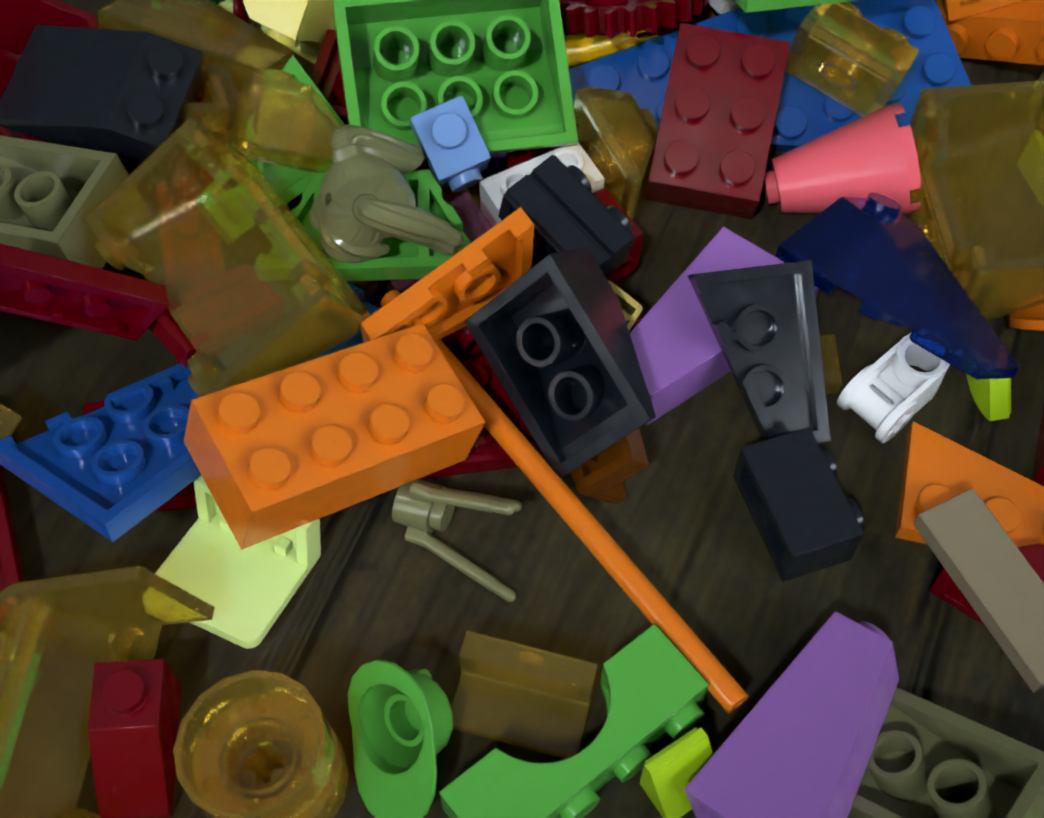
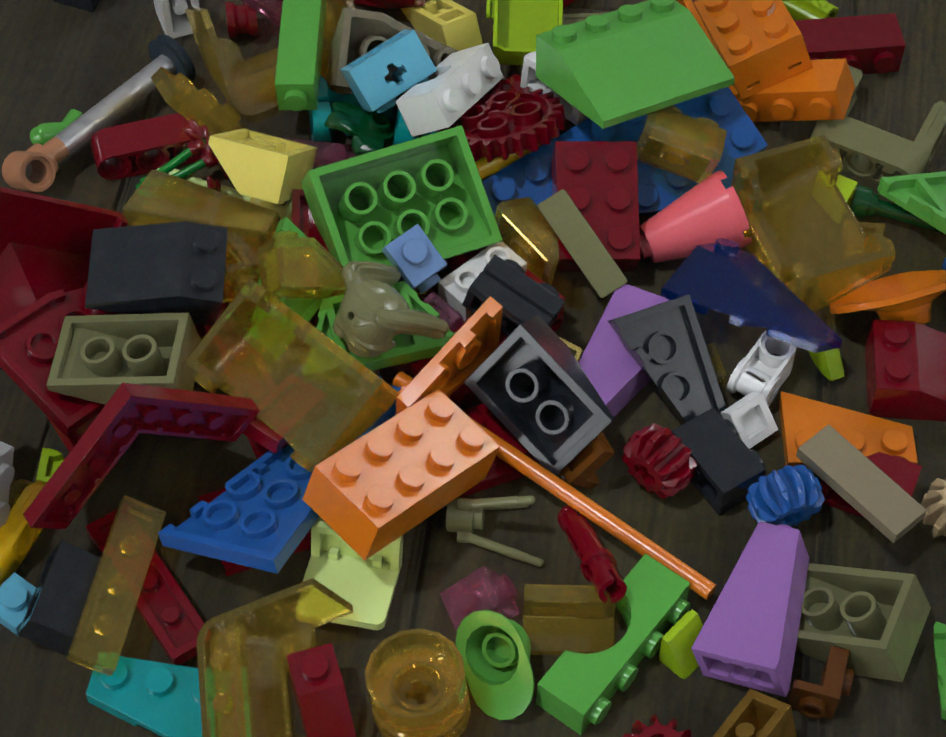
camera: 15 degrees left, 5 degrees down
(409, 631) = (480, 591): none -> clear pink bracket
(579, 621) = (596, 561): none -> dark red pin
(684, 165) = (582, 243): none -> olive sticker
(713, 487) = (659, 461): none -> dark red gear
(861, 453) = (751, 418): none -> white plate
(884, 581) = (785, 496): none -> blue gear

